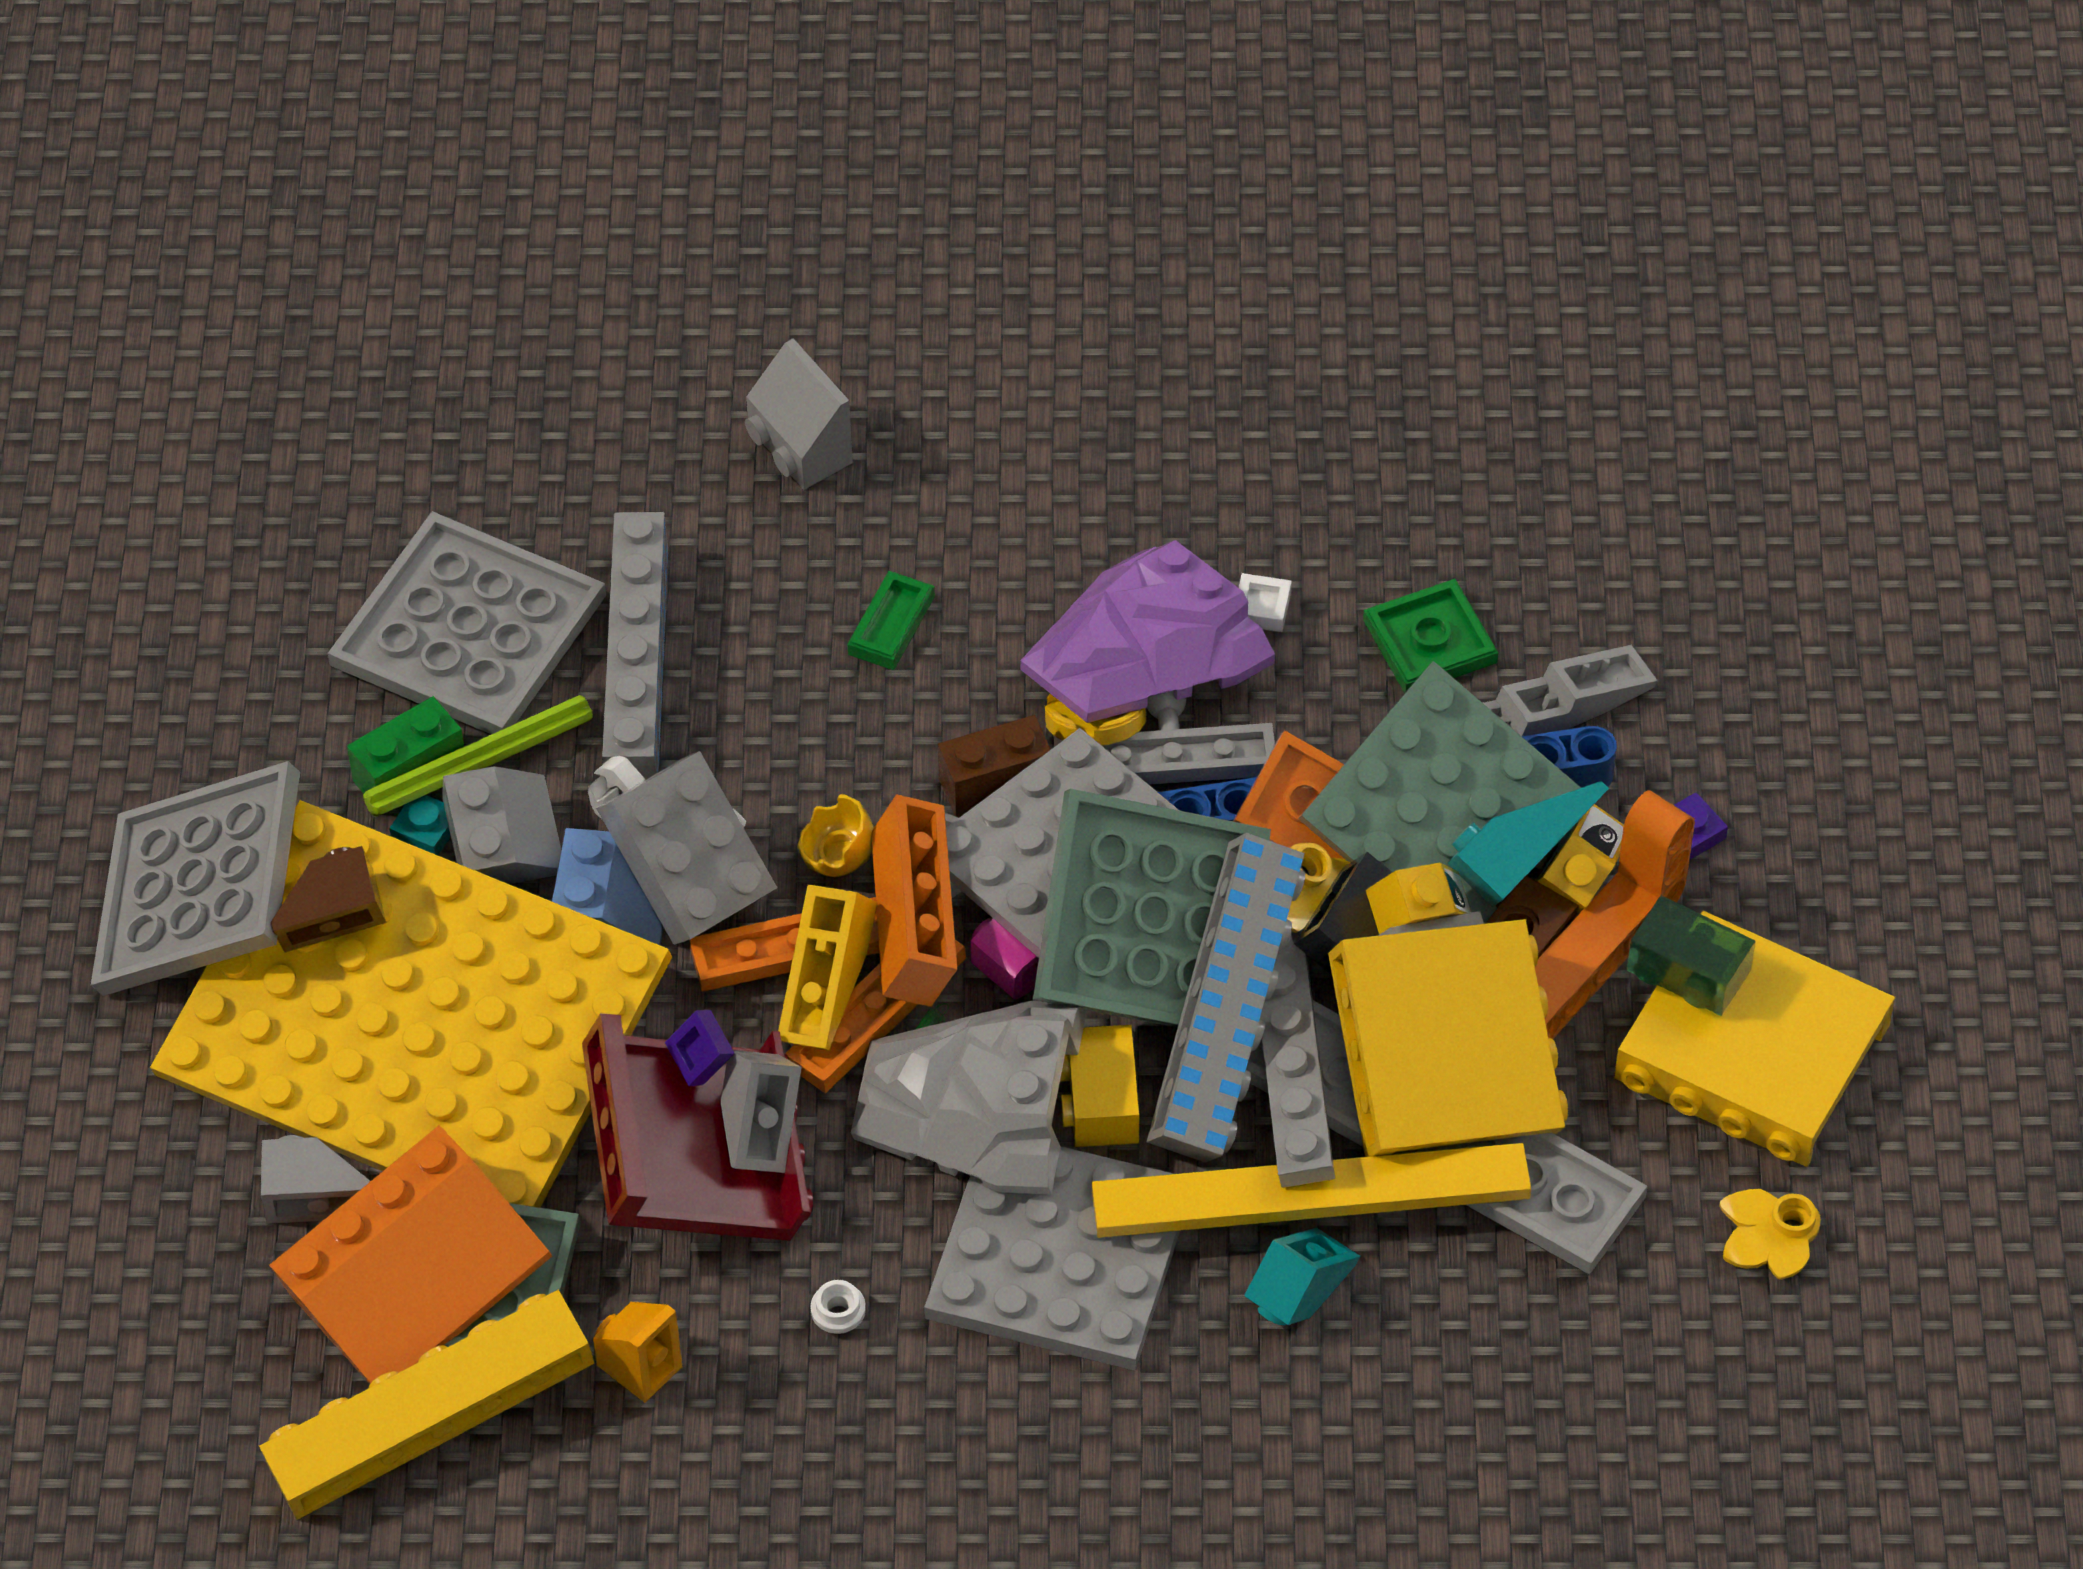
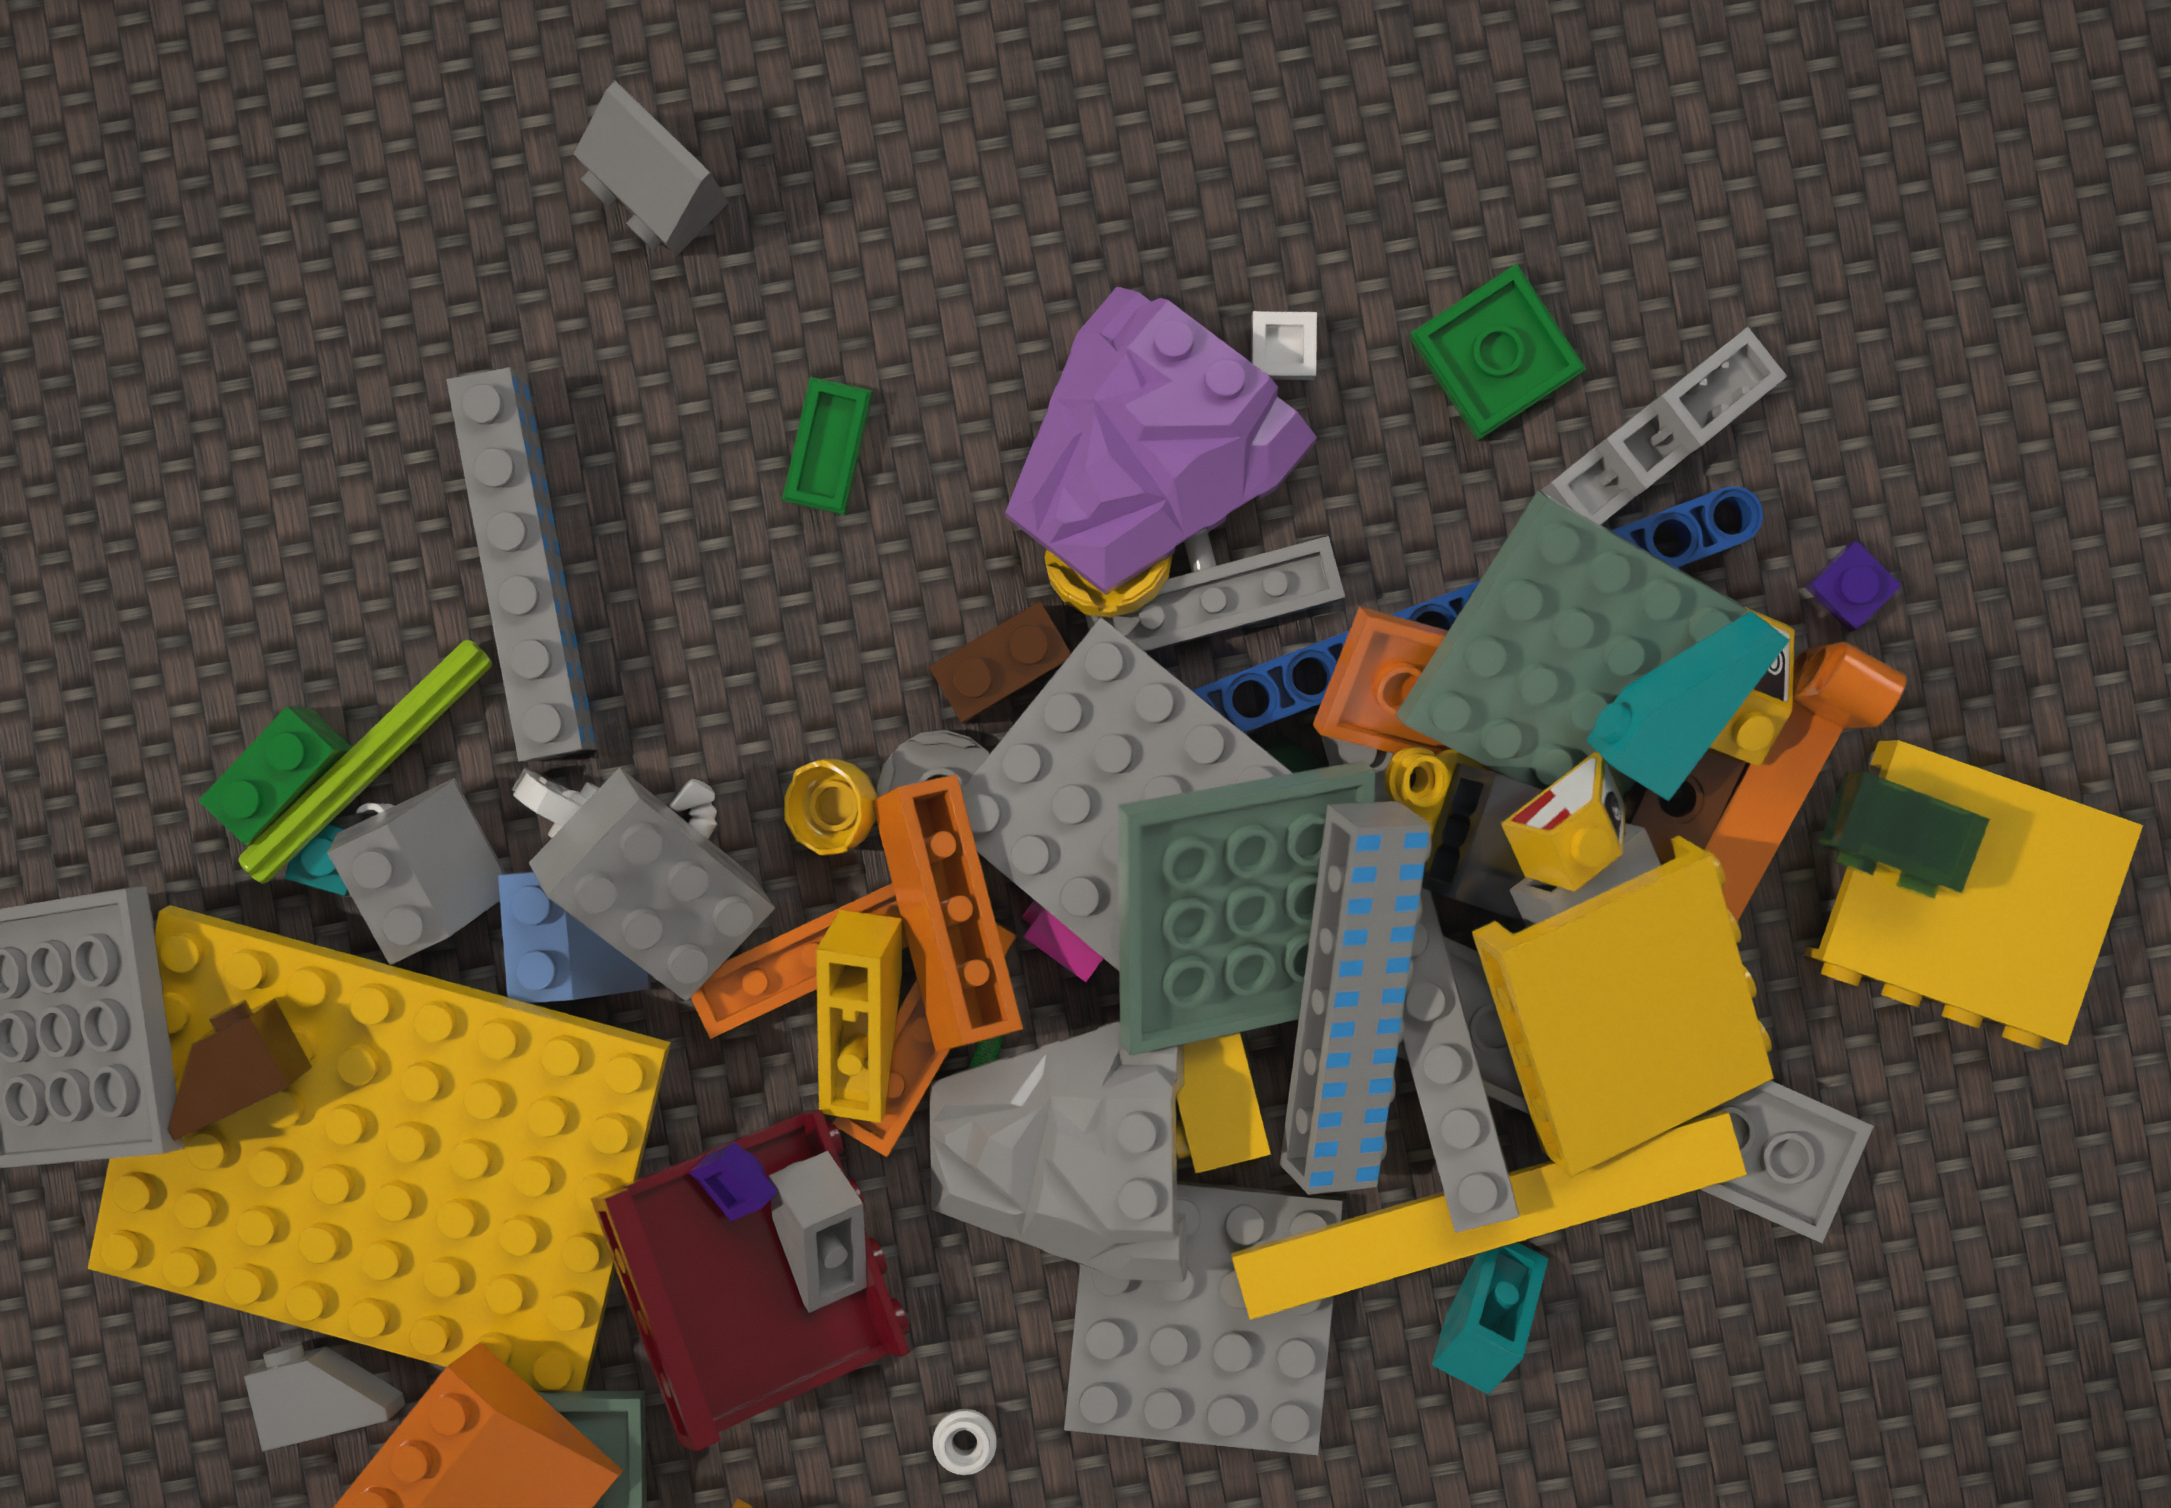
camera: 10 degrees left, 35 degrees up
(467, 624) = (304, 555): light grey plate -> none
(1763, 1234) = (2007, 1154): yellow plate -> none

